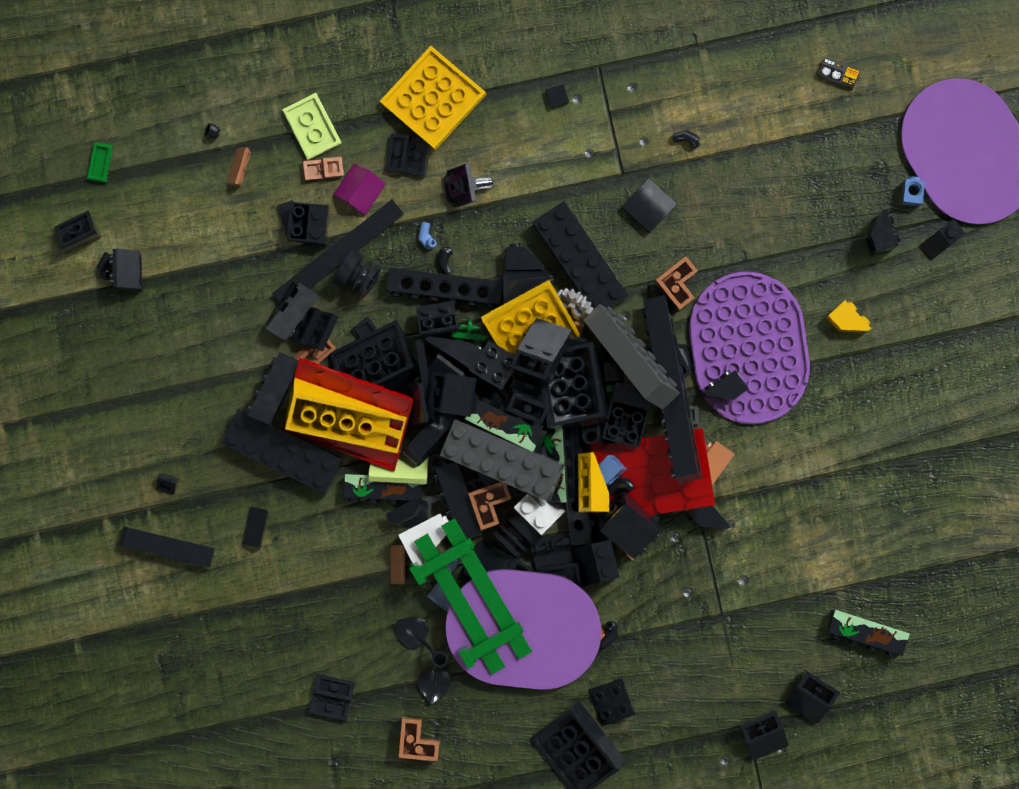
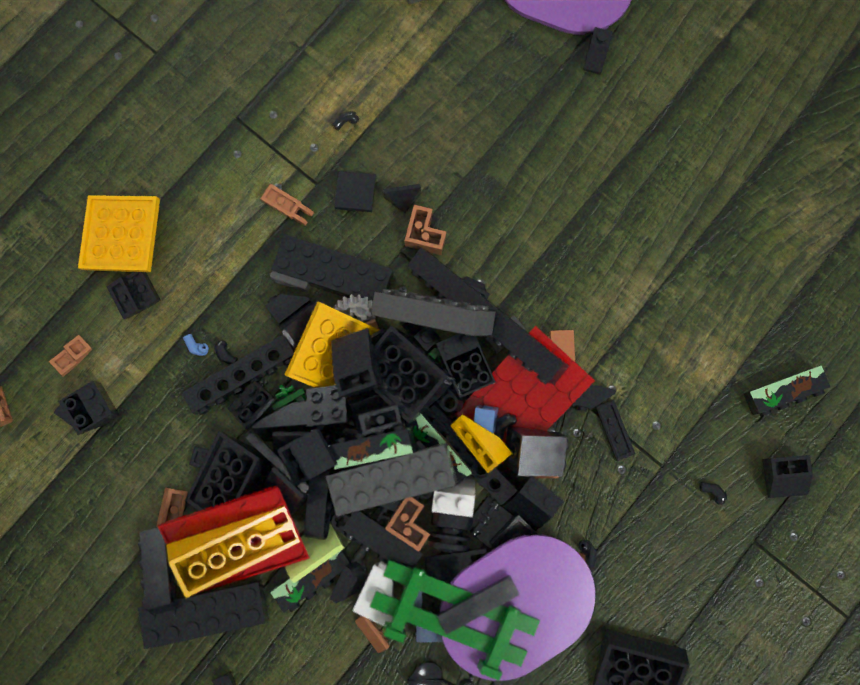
camera: 40 degrees left, 5 degrees down
(291, 309) = (124, 489): black wedge -> none
(312, 126) = (37, 329): yellowish green tile -> none
(314, 329) = (155, 490): black slope -> none
(339, 251) = (132, 415): black tile -> none
(357, 275) = (158, 419): black wheel -> none
(360, 188) = (113, 348): magenta slope -> none
(461, 186) = (194, 285): black piece -> none
(495, 602) = (478, 604): none -> black tile
(540, 242) = (290, 281): none -> dark grey tile
(557, 96) = (219, 161): black tile -> none
(584, 173) = (285, 204): none -> nougat hinge
(612, 701) = (634, 607): black hinge -> none
(683, 240) = (402, 196): none -> black slope
(706, 558) = (615, 430): none -> black tile
(728, 388) = (527, 282): black slope -> none
(748, 665) = (716, 490): none -> black arm
(759, 331) = (517, 241): medium lavender tile -> none
(763, 734) = (774, 536): black slope -> none
(846, 319) = (575, 162): yellow slope -> none
(882, 235) = (551, 78): black slope -> none
(906, 197) = (547, 40): medium blue brick -> none

